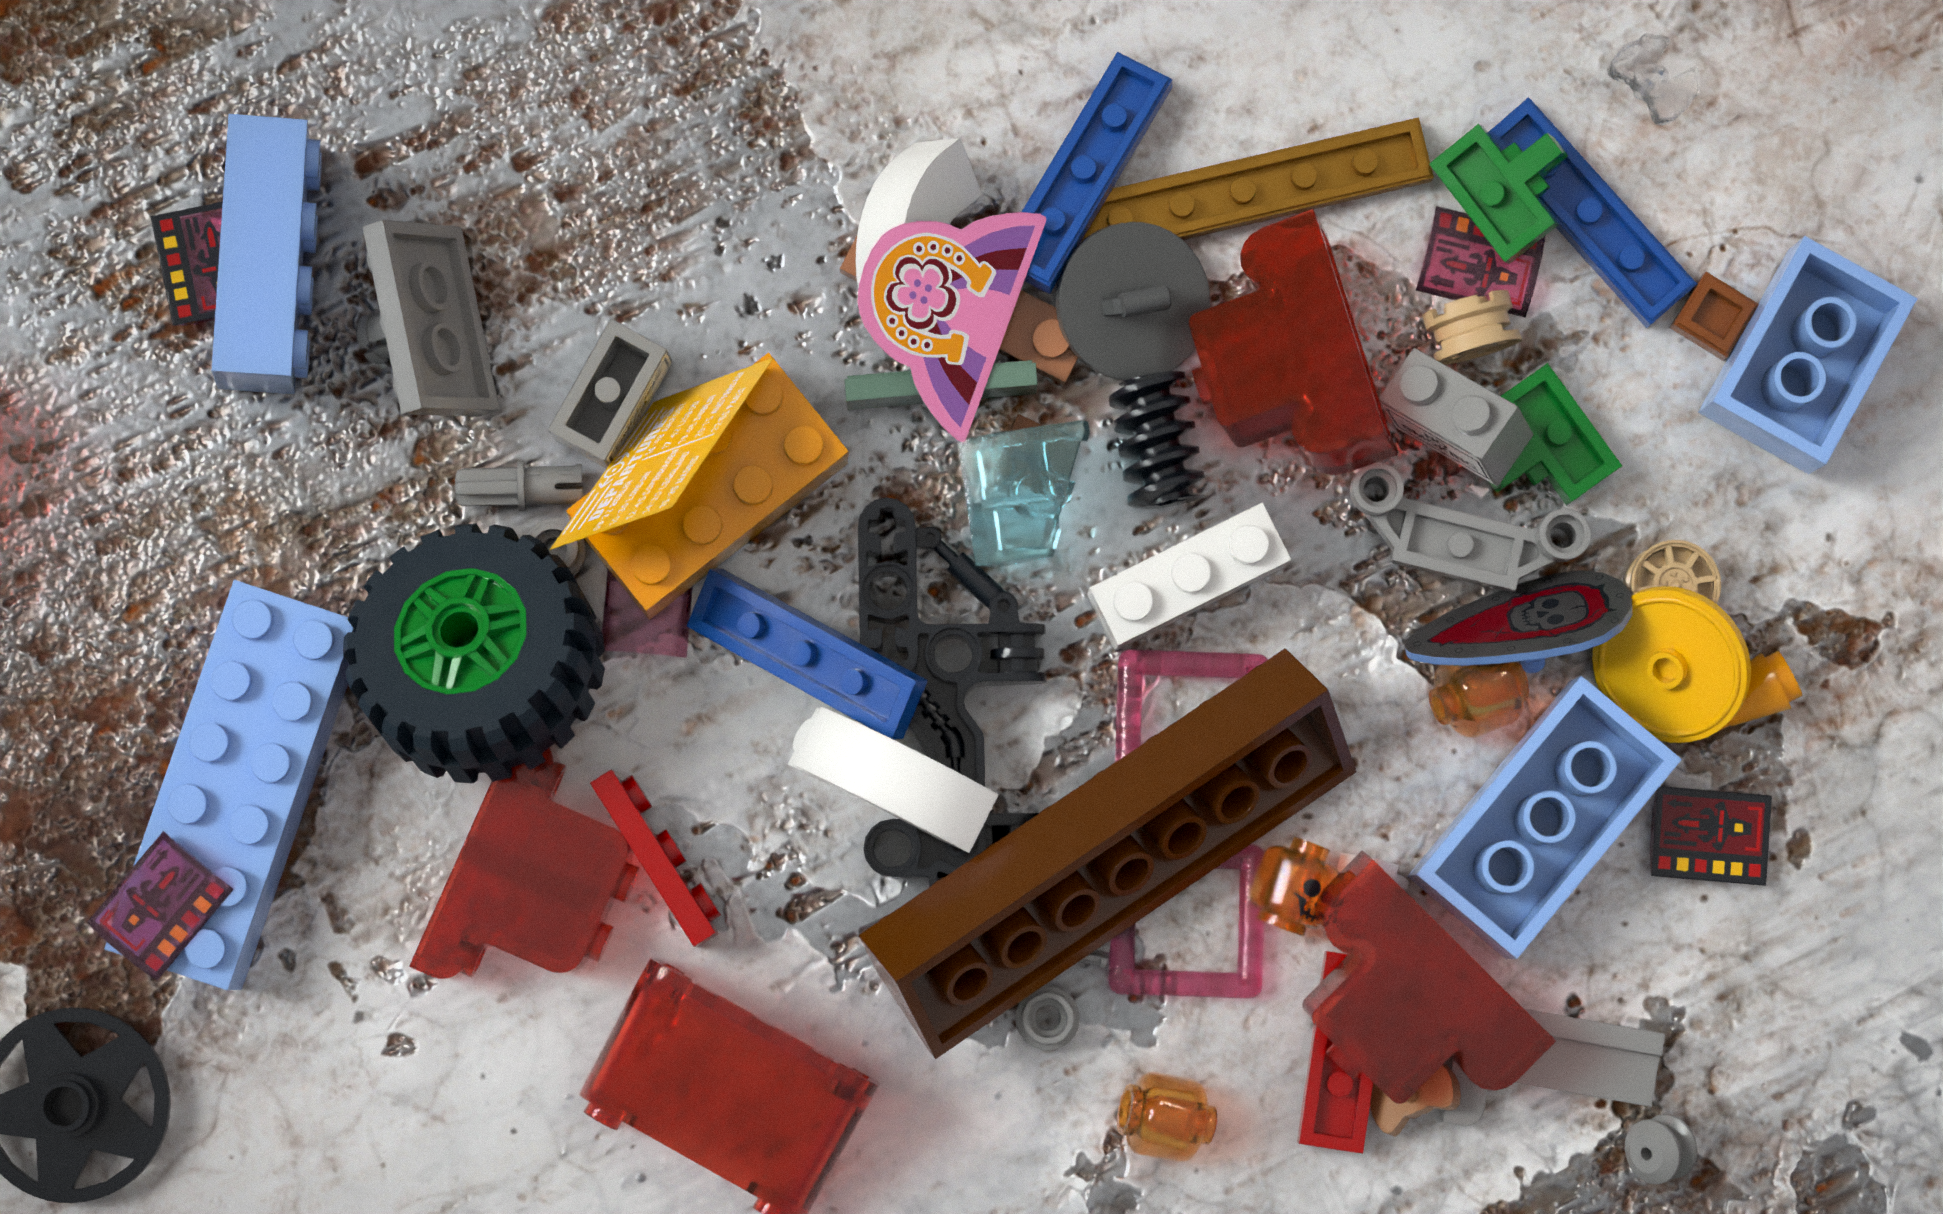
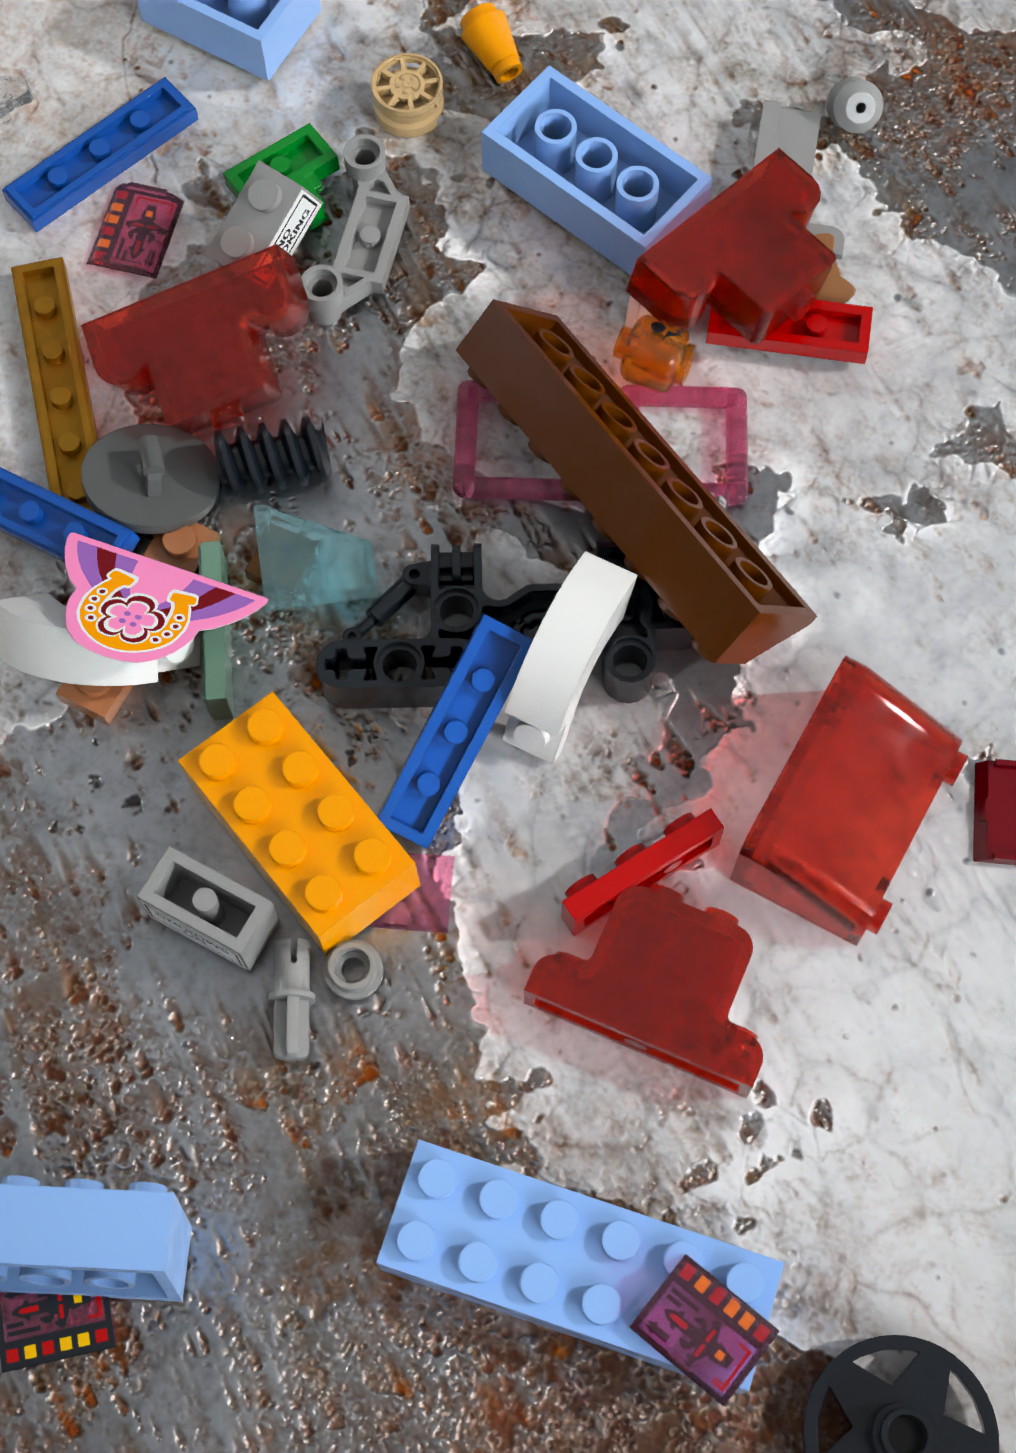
camera: 85 degrees left, 15 degrees down
(427, 320) = (127, 1083): light grey plate -> none
(474, 653) = (452, 1020): black wheel -> none
(662, 454) = (272, 833): yellow sticker -> none
(1062, 1033) = (780, 538): light grey plate -> none
(1166, 1117) = (851, 453): clear orange head -> none
(1188, 576) = (393, 433): white brick -> none
(1472, 327) = (188, 221): tan wheel -> none
(1478, 696) = (491, 220): clear orange head -> none
(1502, 187) = (75, 201): green hinge -> none
(1533, 623) = (434, 173): shield -> none
(1675, 665) = (465, 80): yellow shield -> none
(1710, 835) = (609, 70): piece -> none
(1714, 316) = (192, 69): dark orange tile -> none

